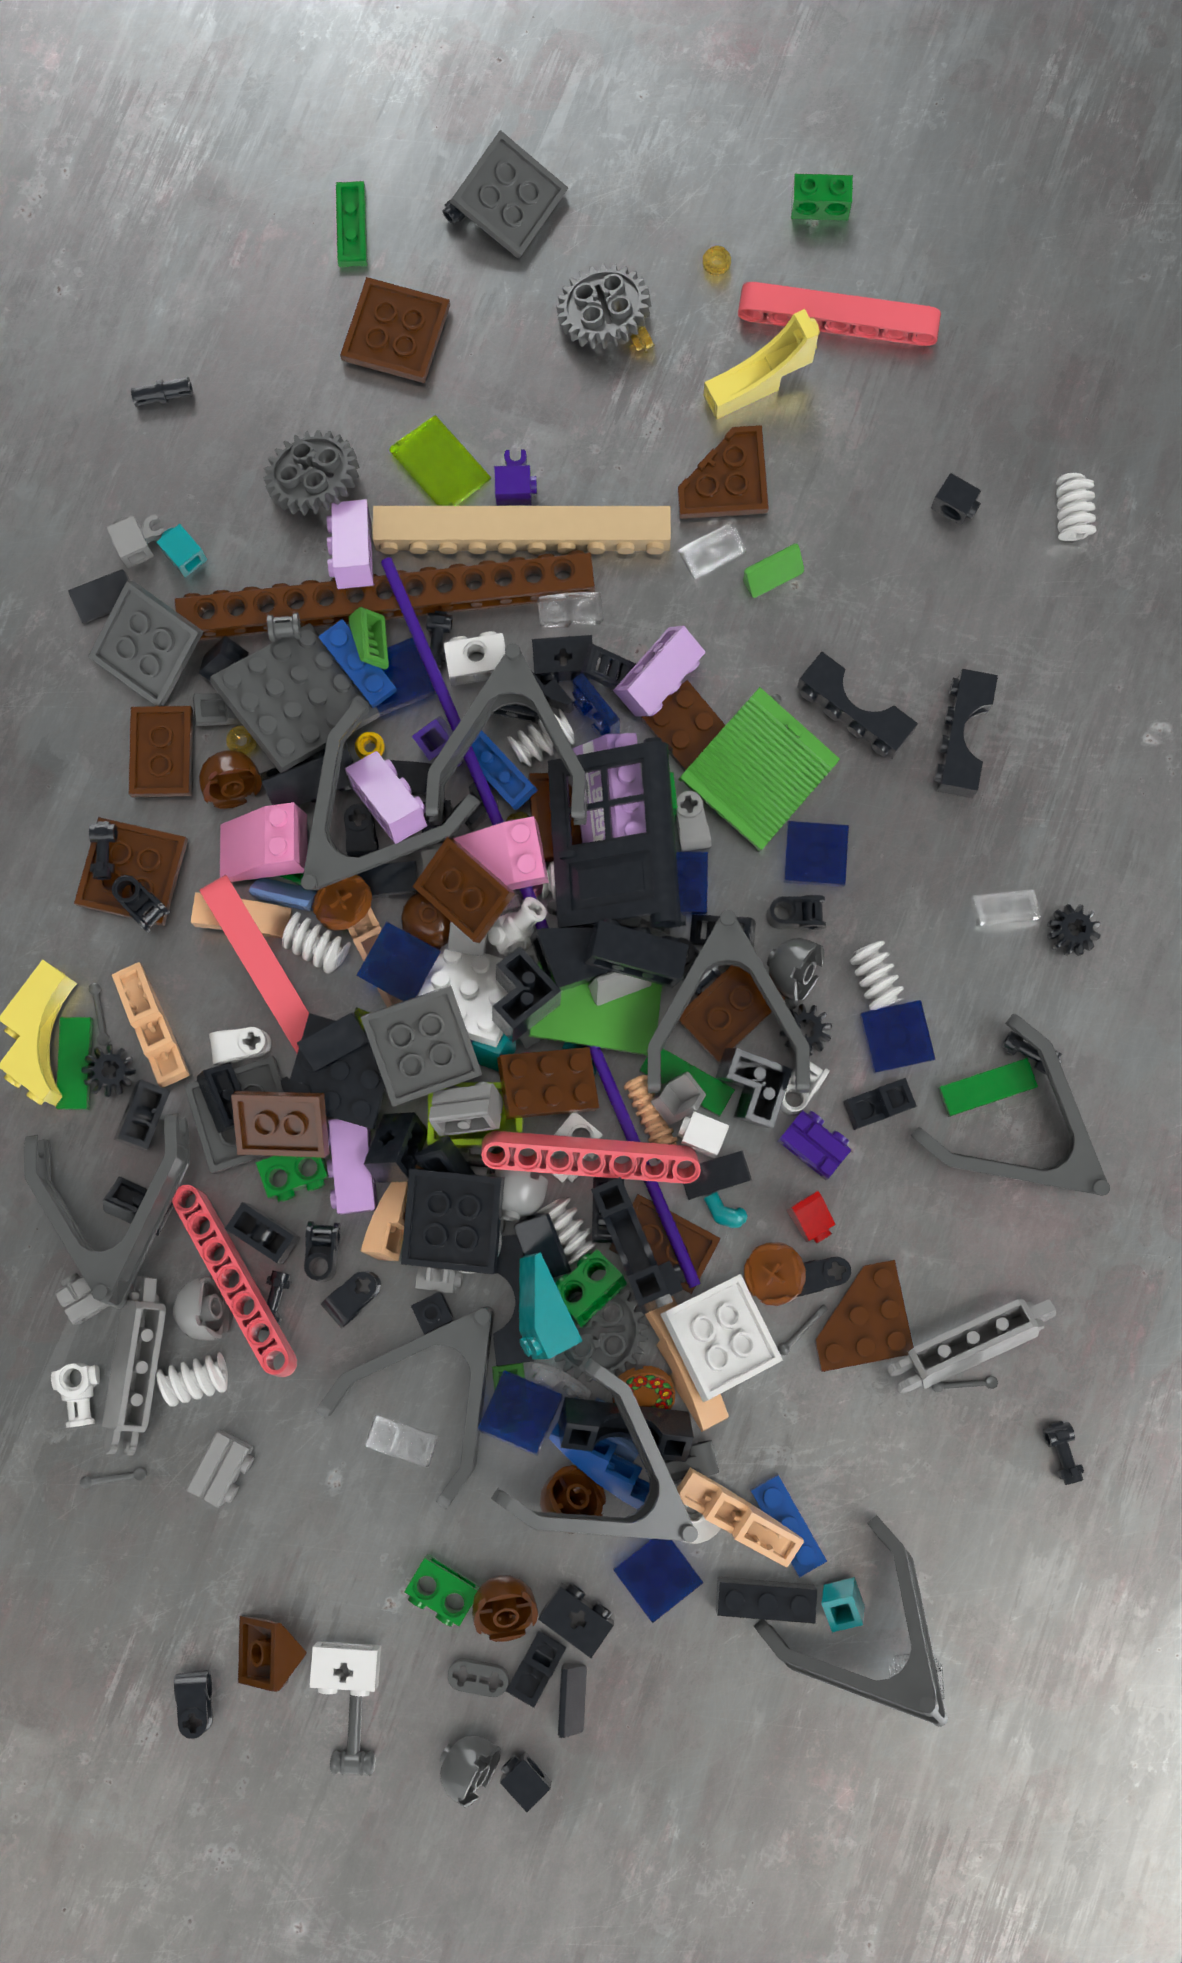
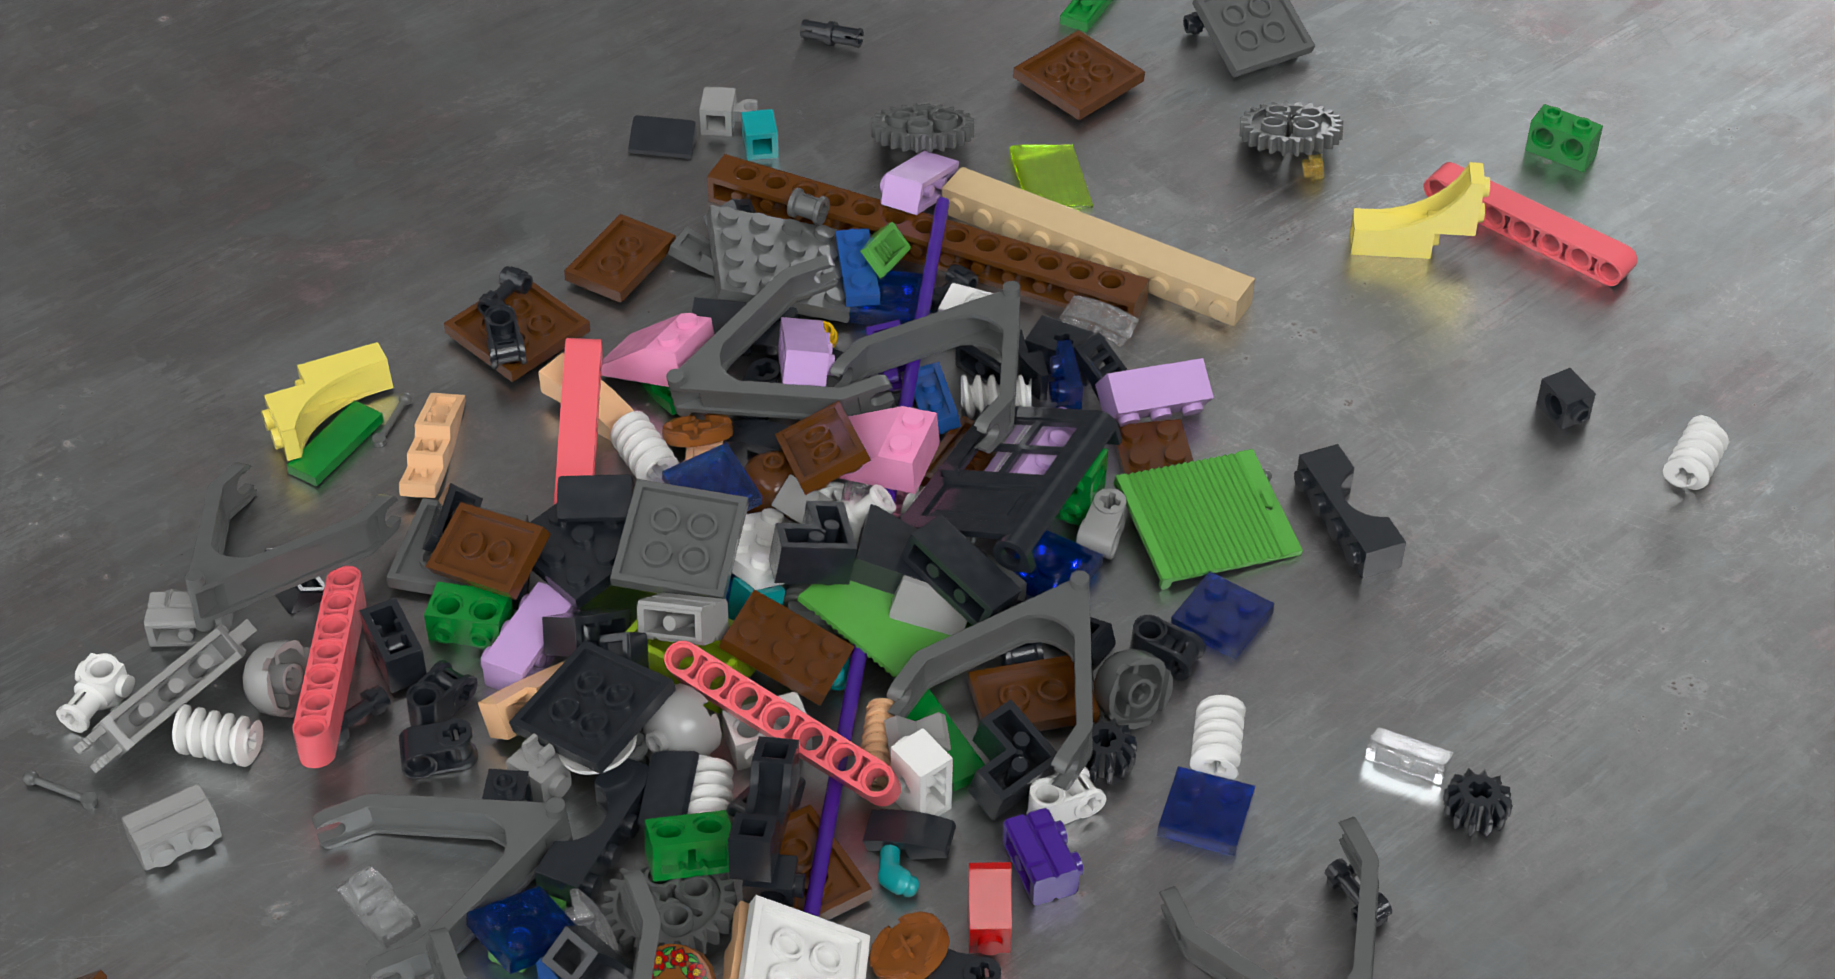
camera: 25 degrees right, 35 degrees down
(98, 1065) = (361, 454): black gear -> none
(142, 1115) = (354, 492): black brick -> none
(145, 643) = (671, 172): dark grey plate -> none
(229, 779) = (663, 293): reddish brown cylinder -> none
(234, 1045) = (506, 492): white piece -> none
(236, 733) = (701, 281): clear yellow plate -> none
(283, 894) = (641, 402): medium blue slope -> none
(514, 481) = (1114, 206): dark purple brick -> none
(542, 1312) = (619, 831): teal slope -> none
(712, 550) = (1278, 339): clear slope -> none
(716, 253) = (1428, 144): clear yellow plate -> none
(728, 478) = (1330, 295): reddish brown plate -> none
(773, 570) = (1331, 374): bright green slope -> none
(879, 1103) = (1149, 863): black slope -> none
(960, 768) = (1481, 557): black arch -> none
(988, 1087) = (1283, 905): green tile -> none

